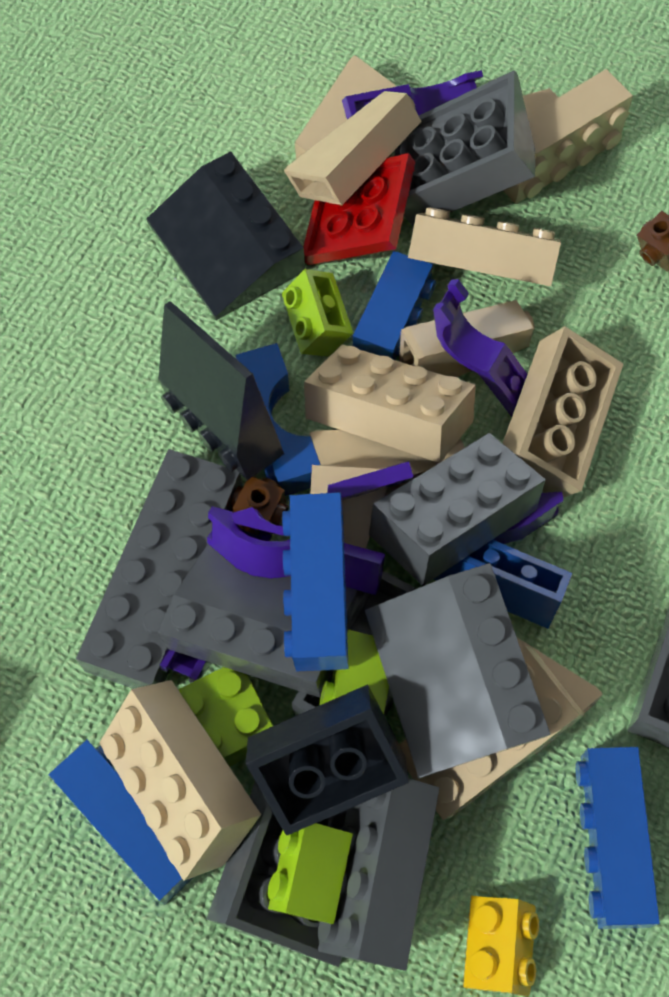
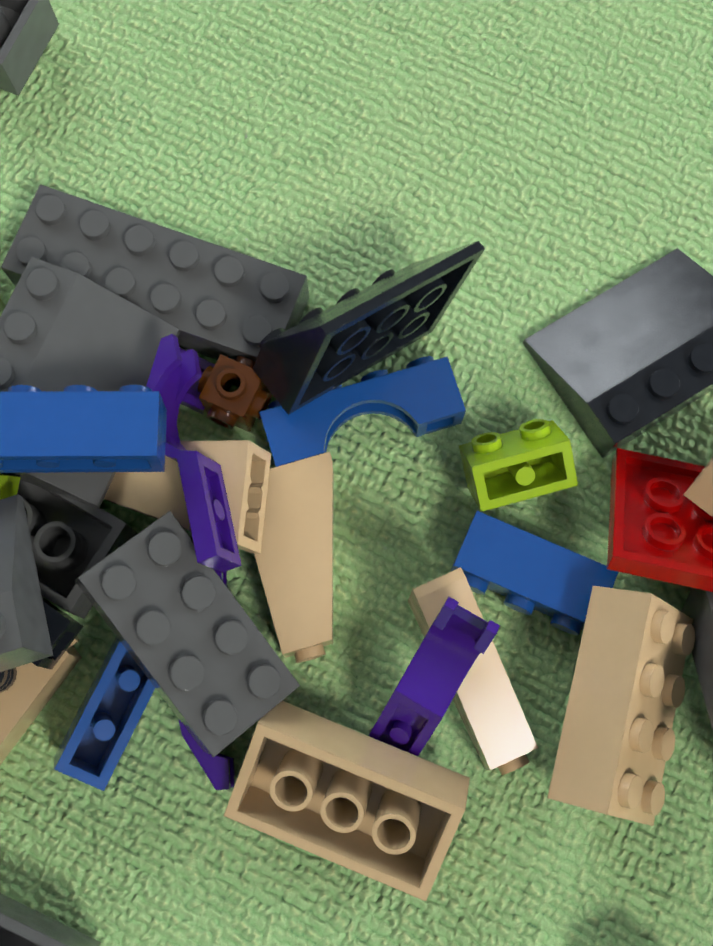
camera: 90 degrees right, 10 degrees up
(265, 558) = (109, 487): dark purple piece -> none
(390, 402) = (362, 556): tan brick -> none

